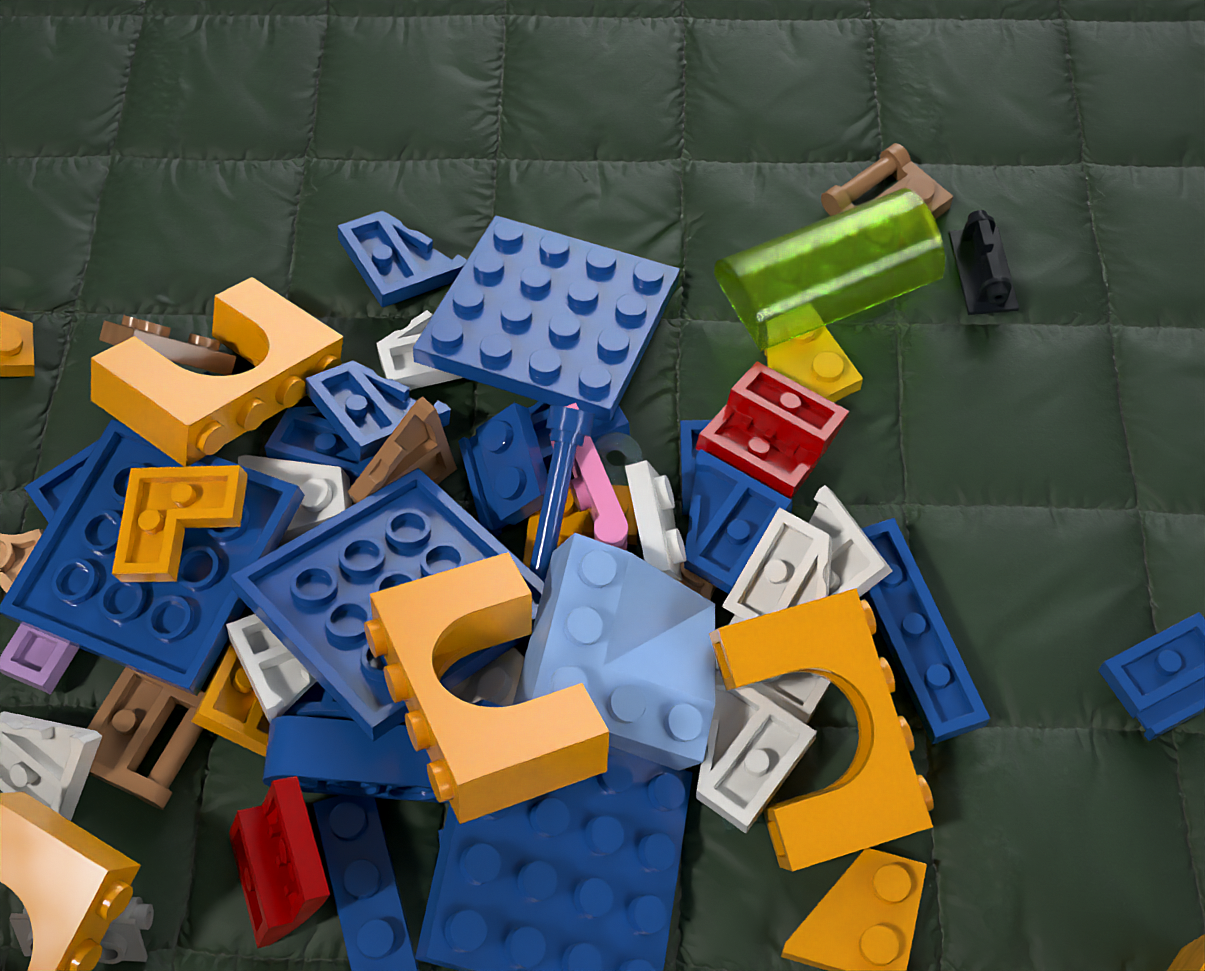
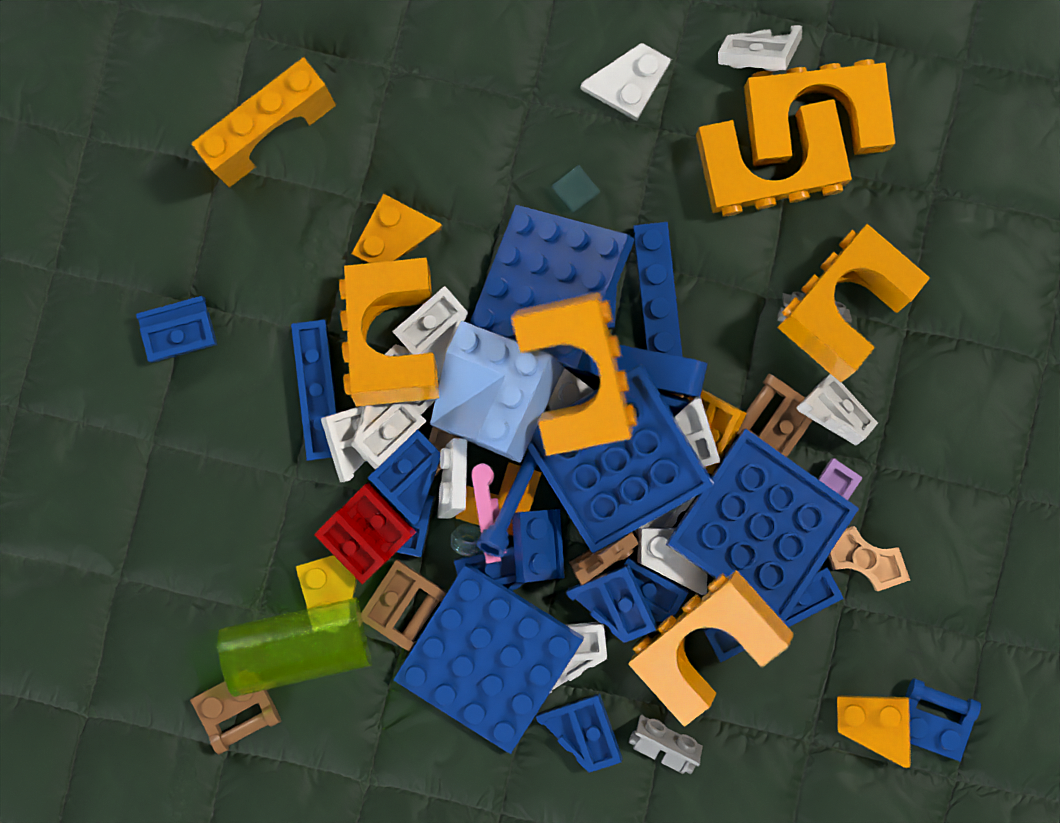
camera: 165 degrees left, 25 degrees up
(163, 504) = (751, 544): light orange plate -> none
(197, 352) = (749, 676): medium nougat plate -> none
(278, 267) = (681, 750): none -> light grey hinge
(278, 862) = (704, 321): red slope -> none
(705, 367) = (393, 598): none -> medium nougat plate
(983, 266) = (189, 637): black hinge -> none

